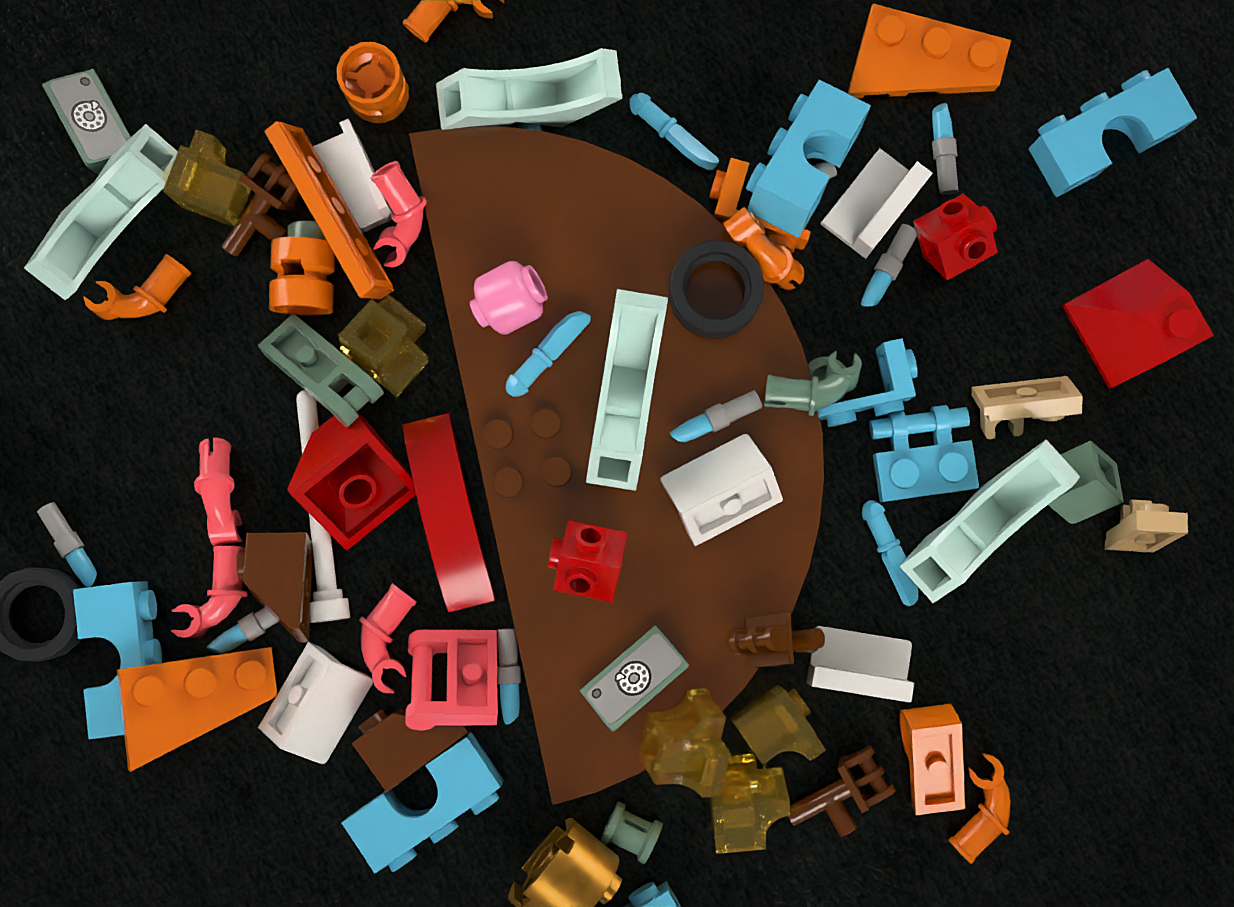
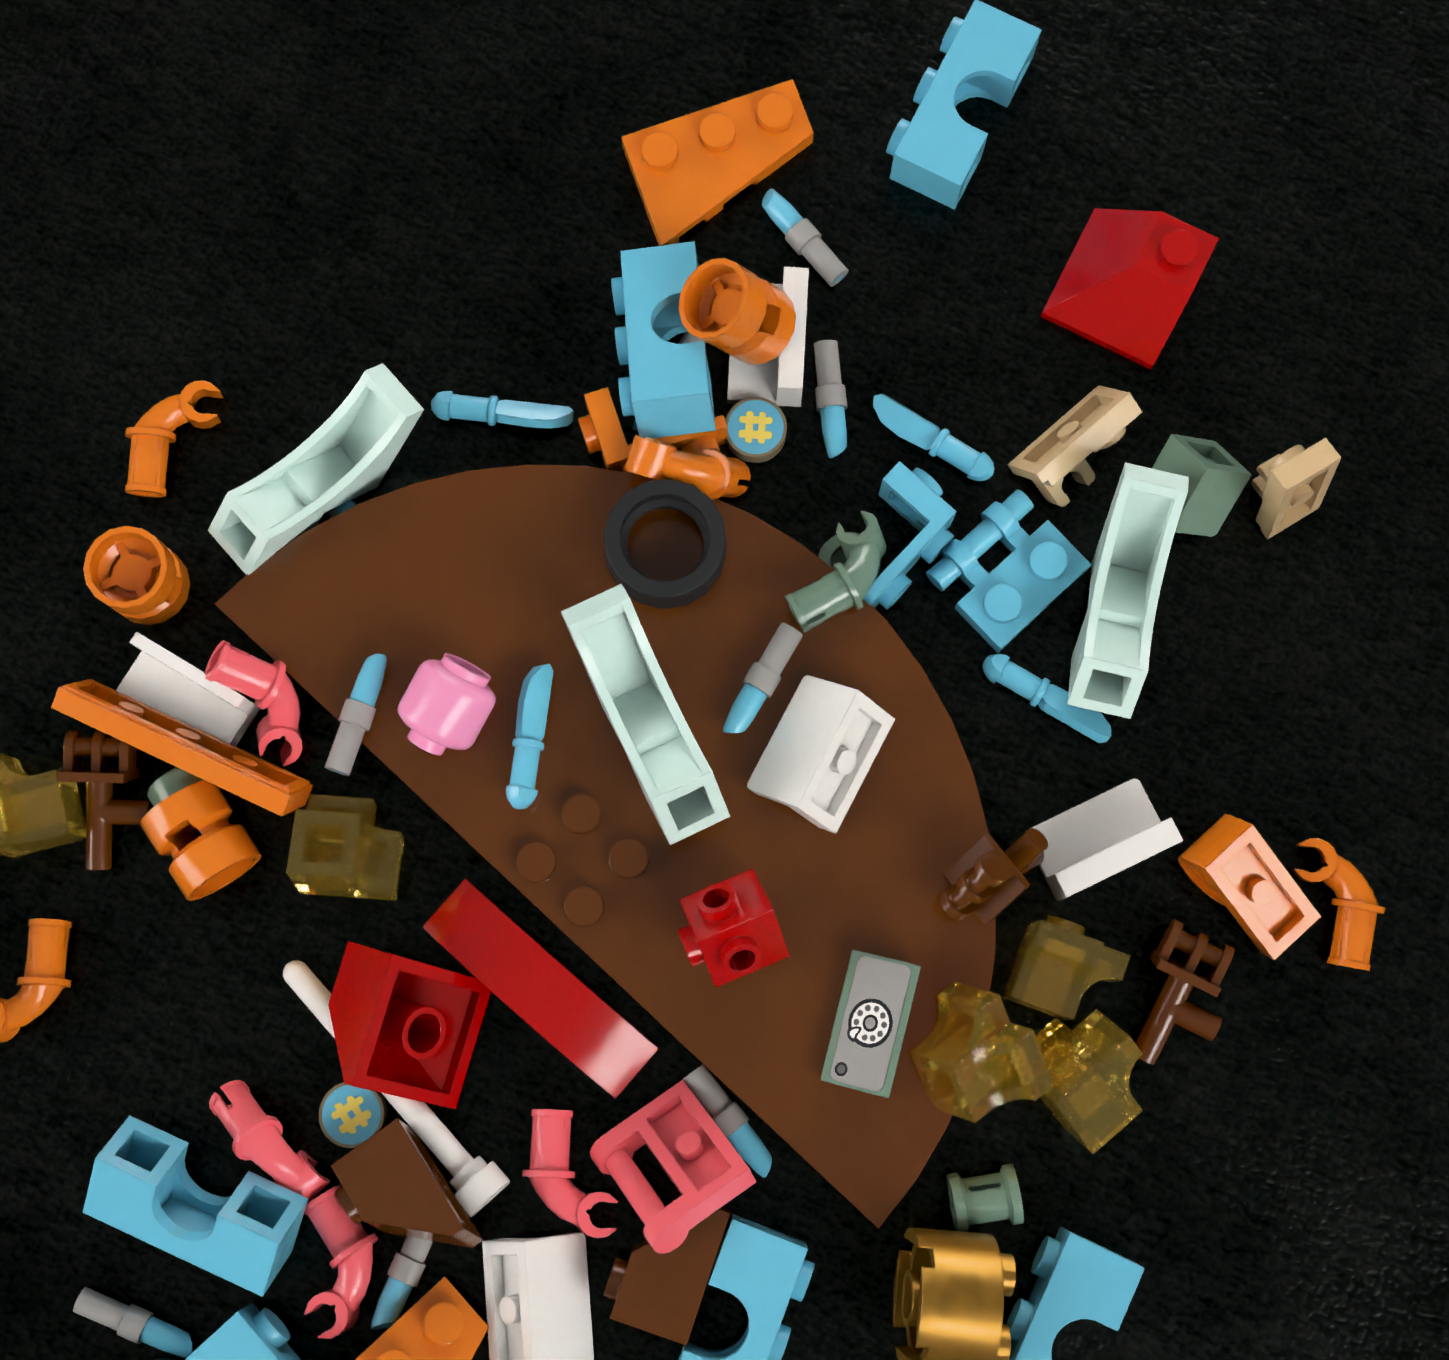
camera: 35 degrees left, 5 degrees down
(127, 472) = (147, 1193): none -> medium azure arch
(280, 511) = (352, 1115): none -> tile
(320, 369) = (289, 926): sand green plate -> none
(449, 265) = (357, 715): none -> light grey piece
(826, 254) = (756, 429): none -> tile
(865, 170) = (737, 311): none -> orange wheel
(933, 333) = (929, 437): none -> medium azure piece
(956, 236) = (880, 317): red brick -> none

